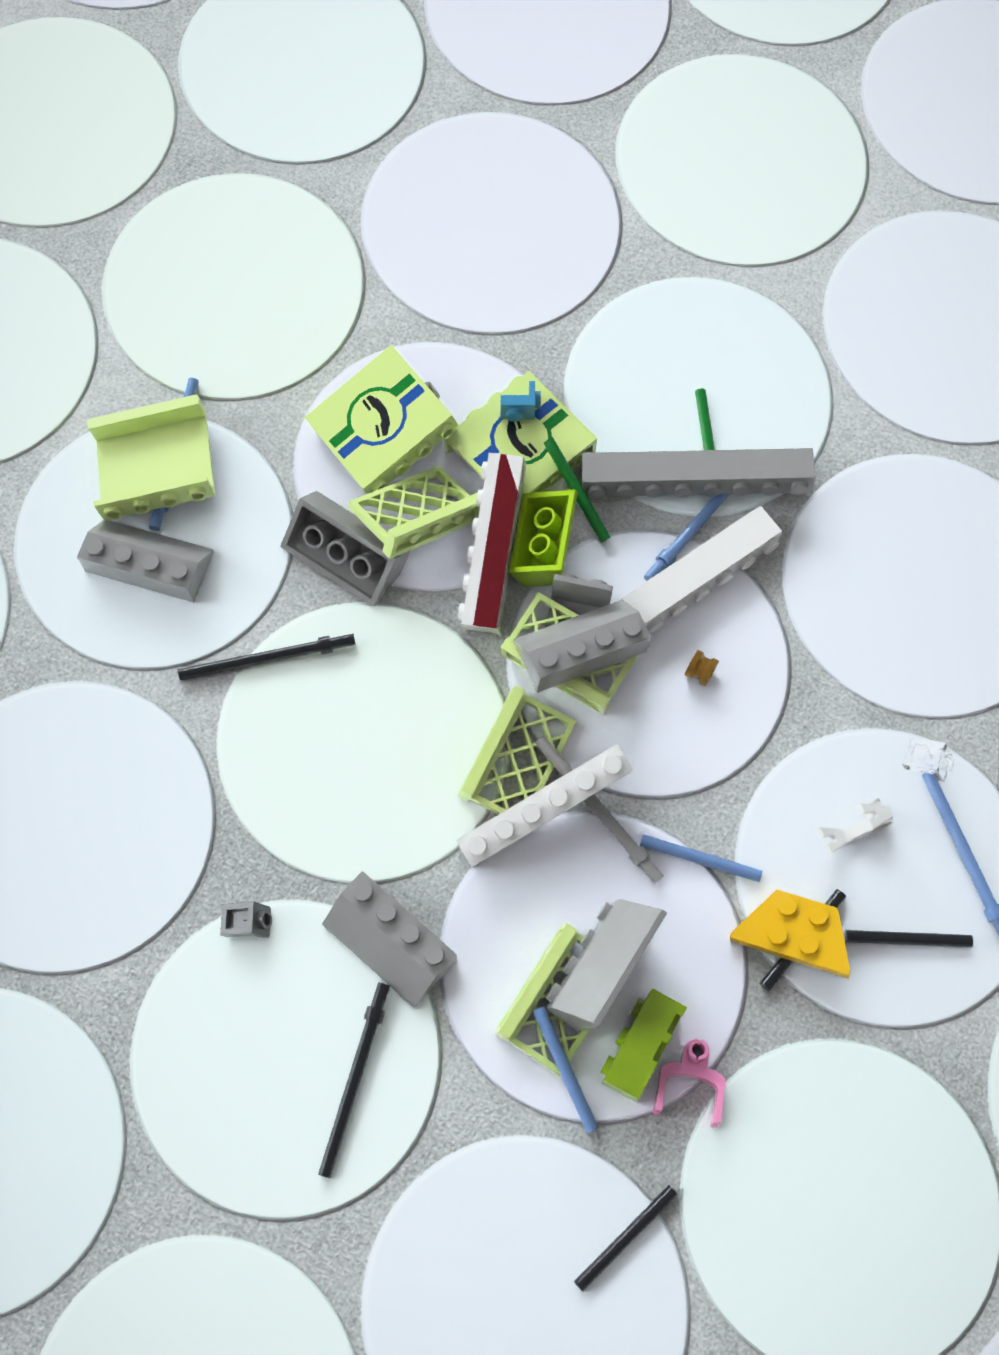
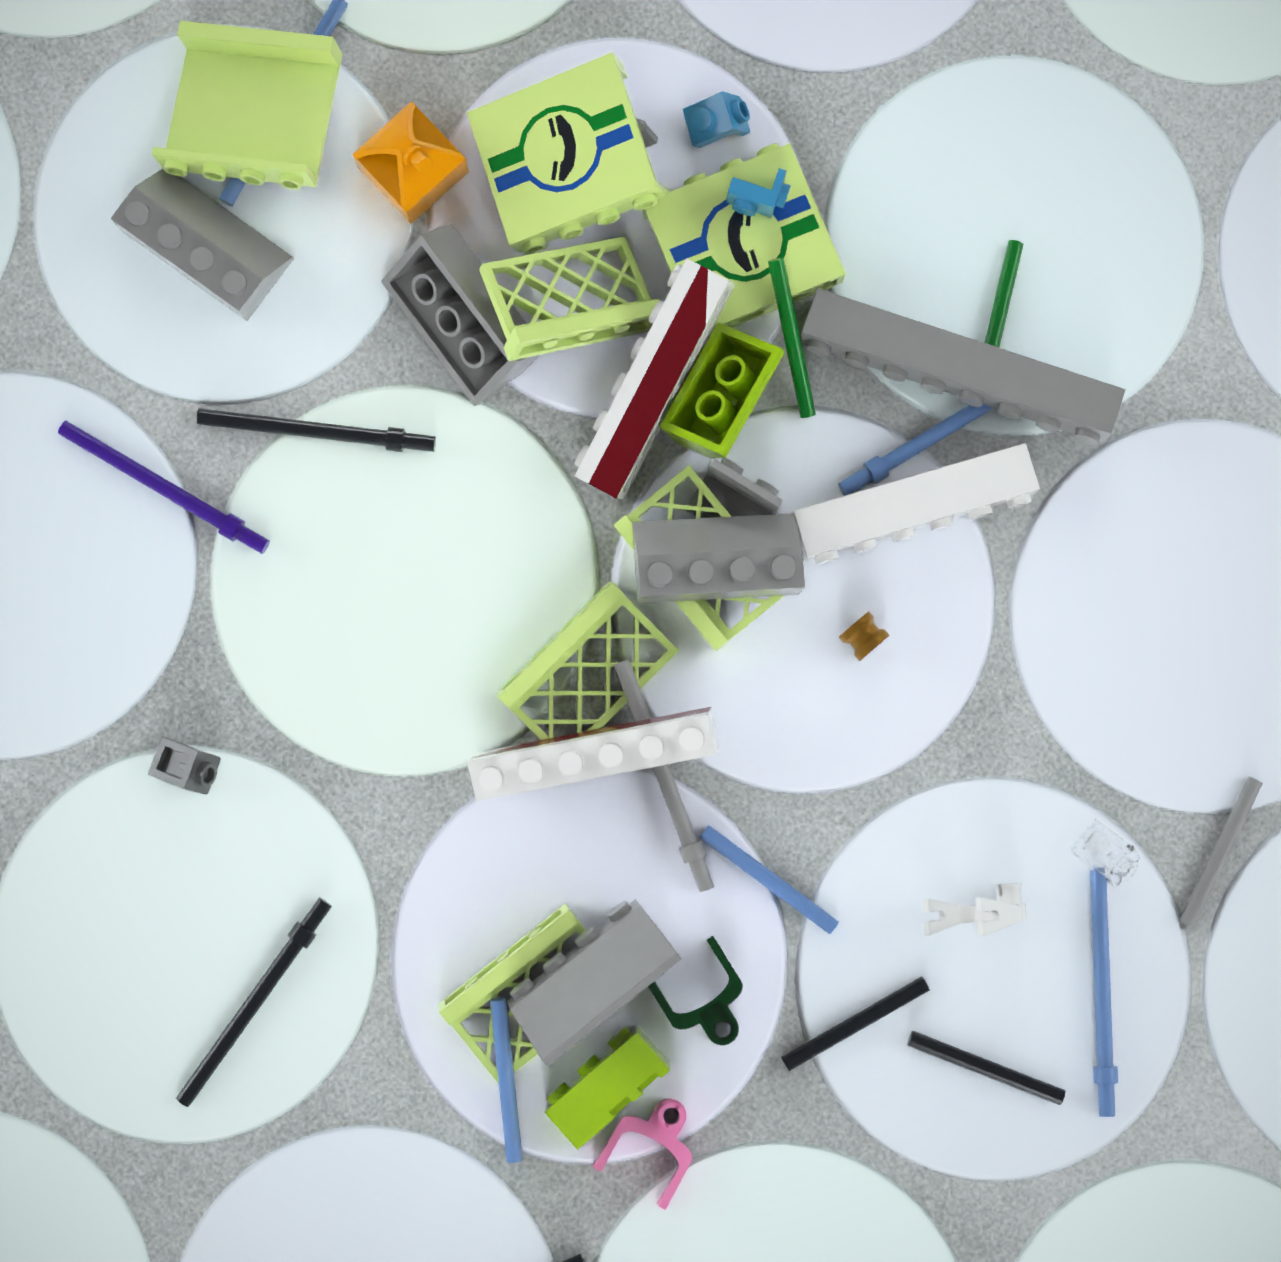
camera: 20 degrees right, 15 degrees up
(225, 740) = (228, 525): none -> dark purple bar
(276, 462) = (411, 162): none -> light orange piece
(389, 939) = (349, 849): light grey slope -> none
(472, 374) = (716, 118): none -> dark azure bracket
(698, 965) = (714, 1011): none -> dark green piece
(797, 932) = (849, 1014): yellow wing -> none

